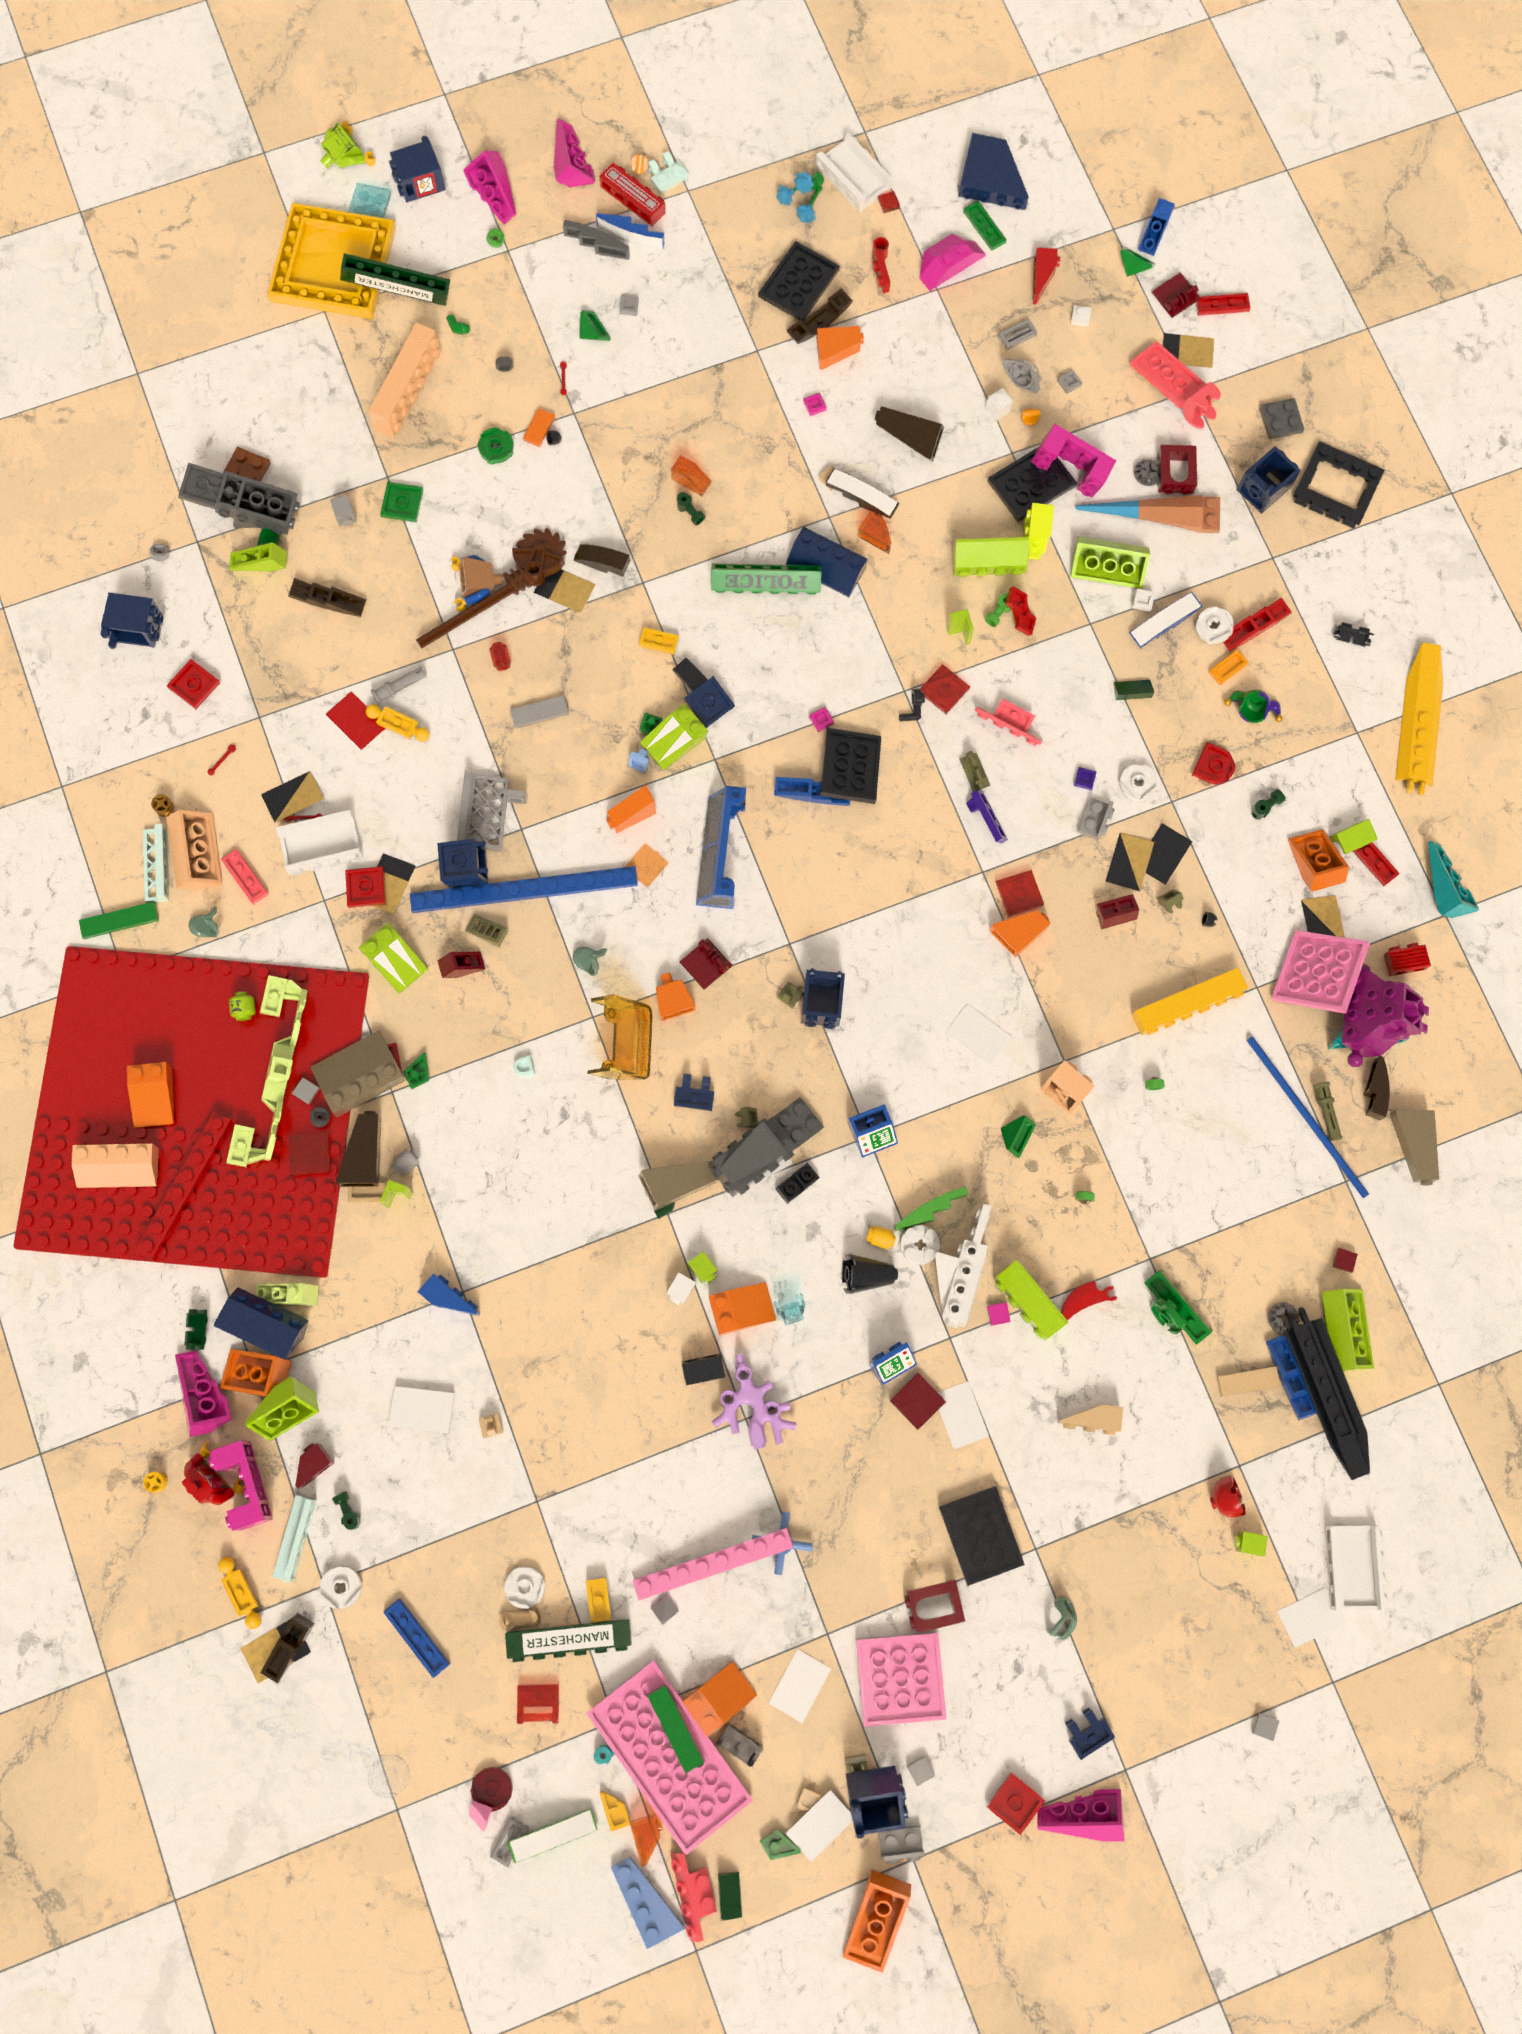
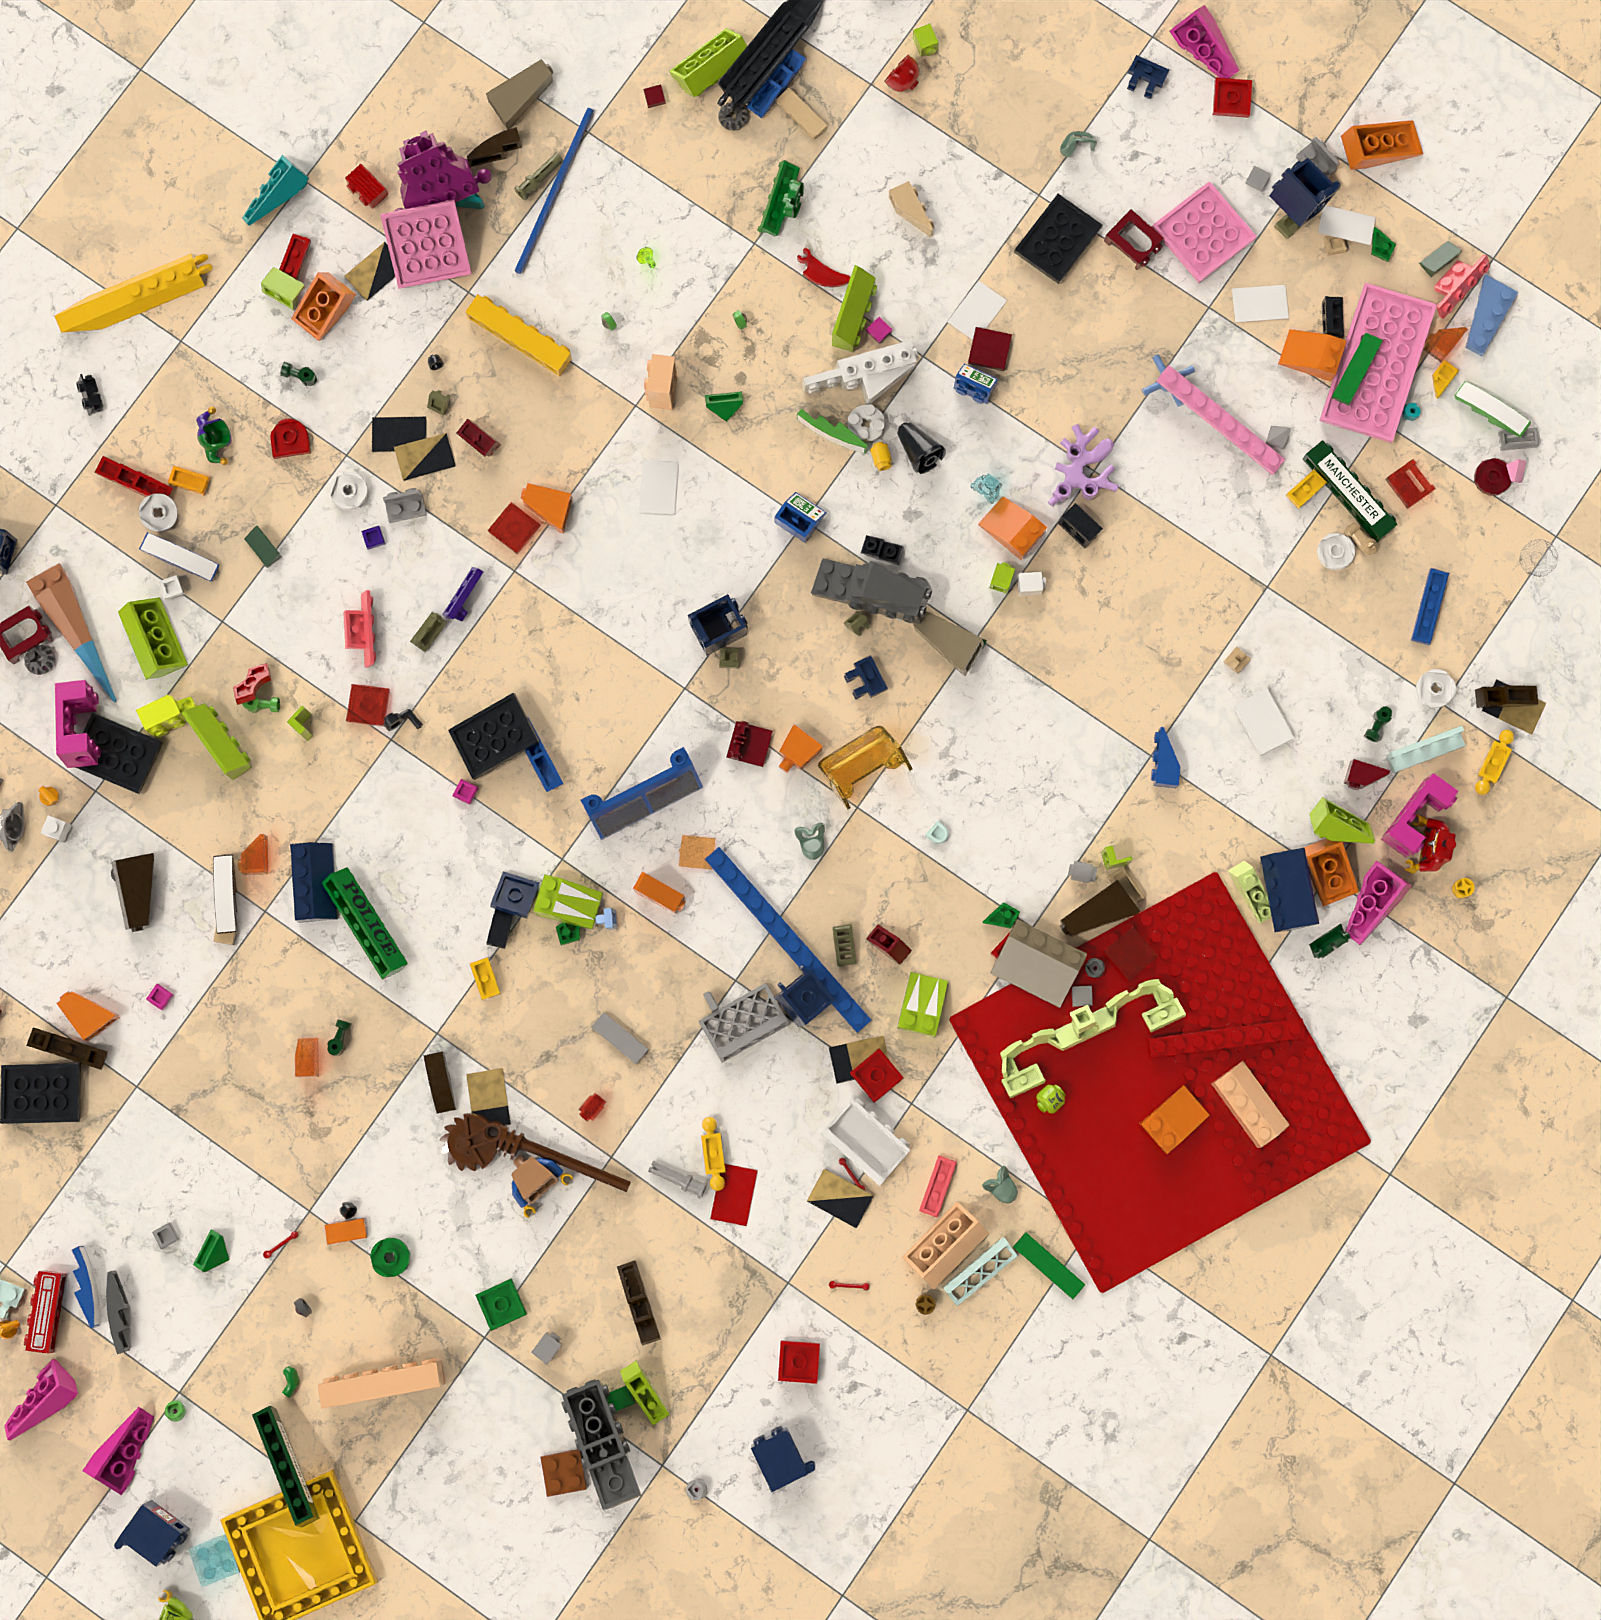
camera: 120 degrees left, 5 degrees up
(1196, 1154) = (645, 256): none -> clear neon green plate

